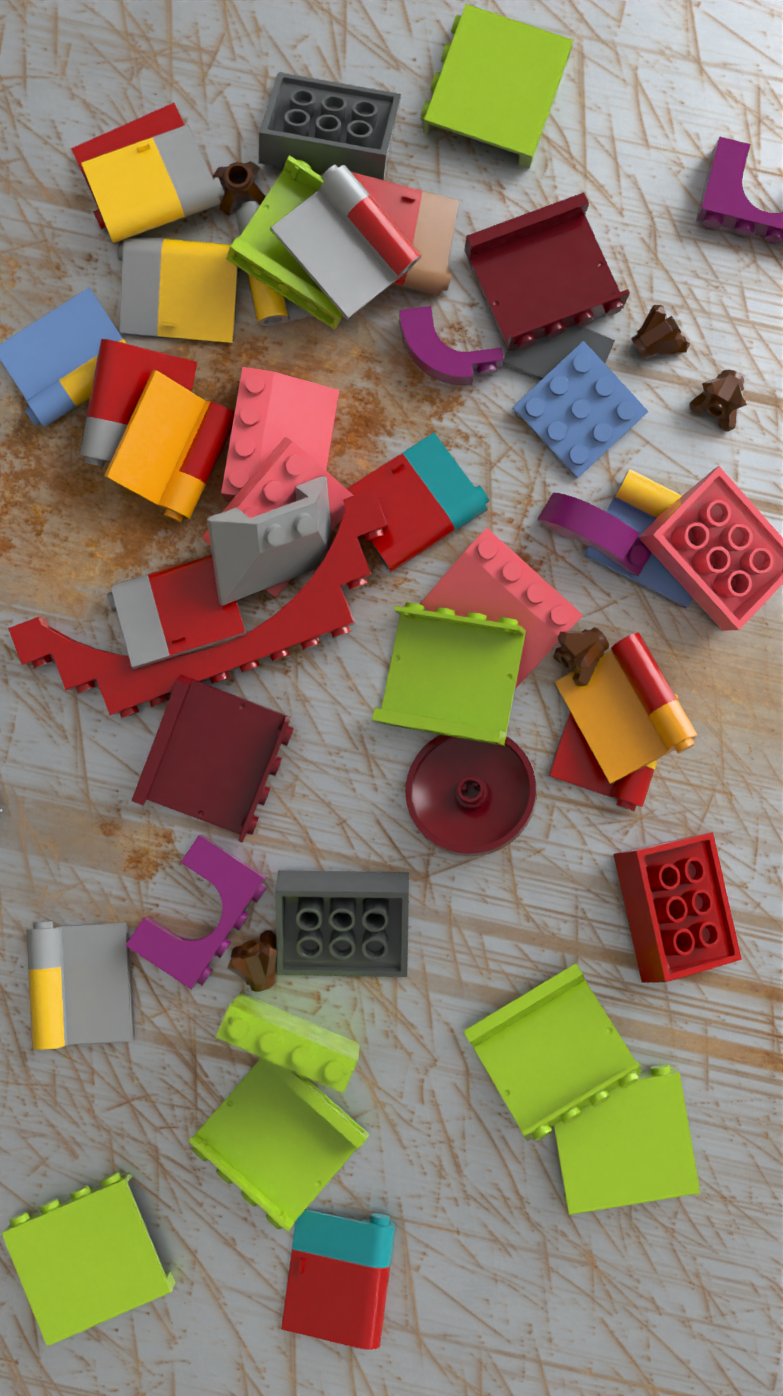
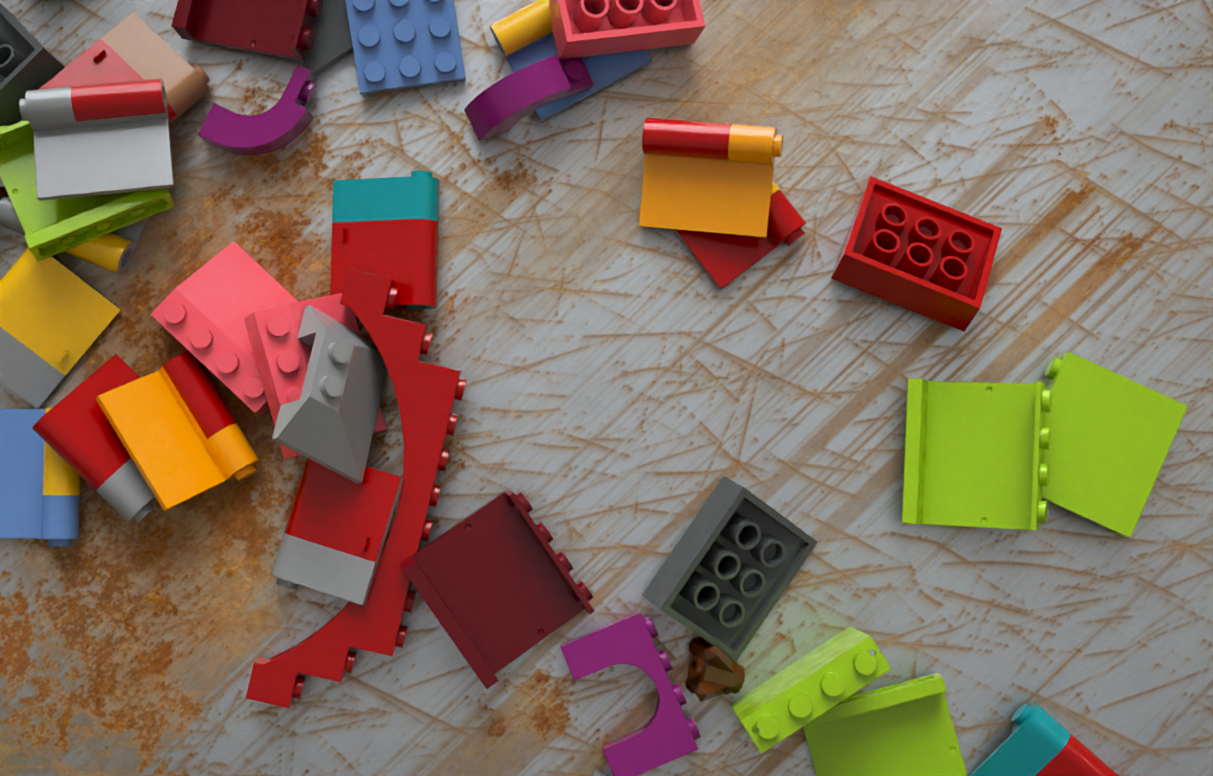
camera: 60 degrees left, 0 degrees up
(452, 674) = (568, 313): lime panel -> none
(470, 794) = (688, 368): dark red dish -> none
(500, 584) = (538, 228): coral slope -> none
(581, 652) = (629, 182): reddish brown rock -> none

